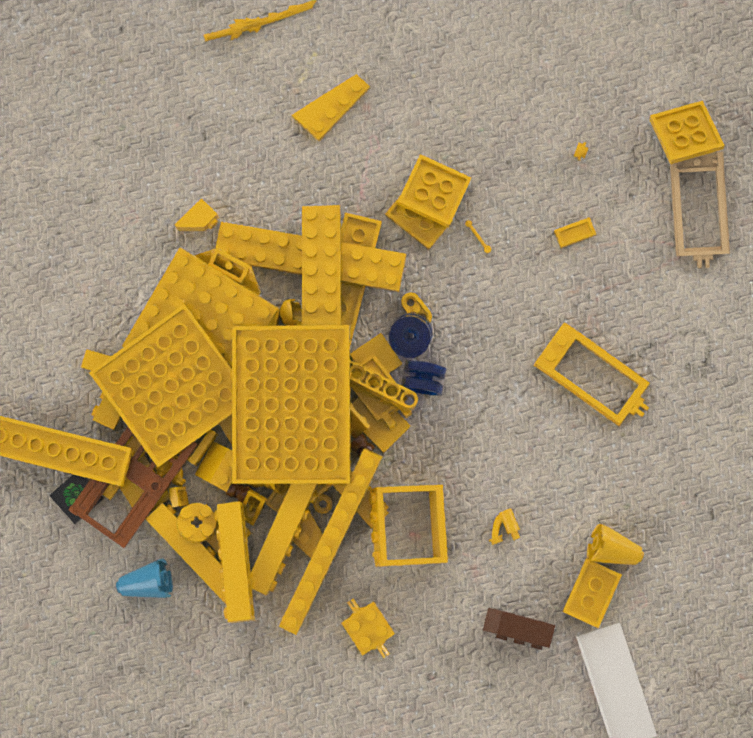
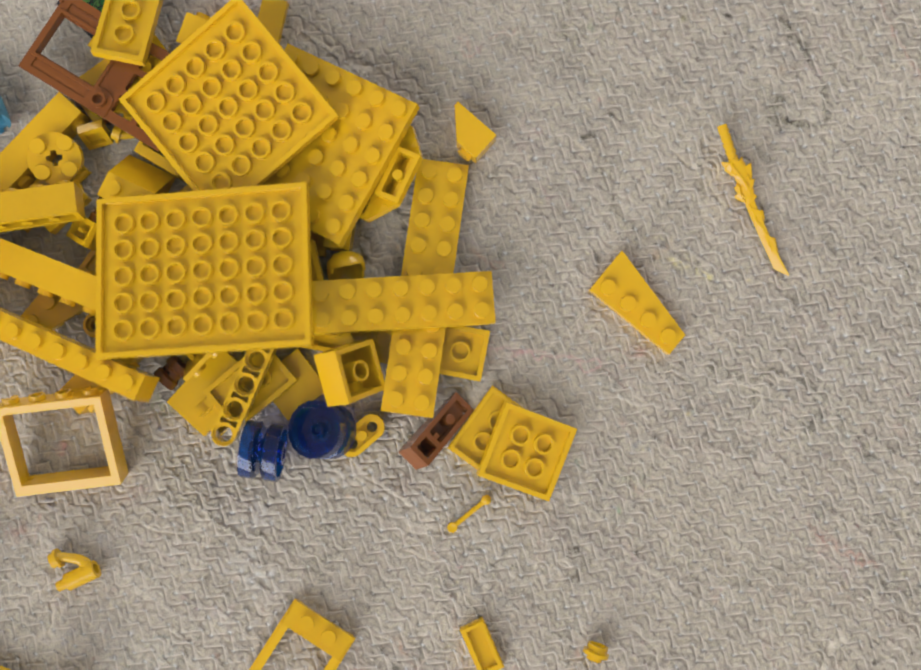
camera: 85 degrees right, 5 degrees up
(369, 309) = (349, 372): none -> yellow brick
(418, 256) = (436, 432): none -> dark orange slope

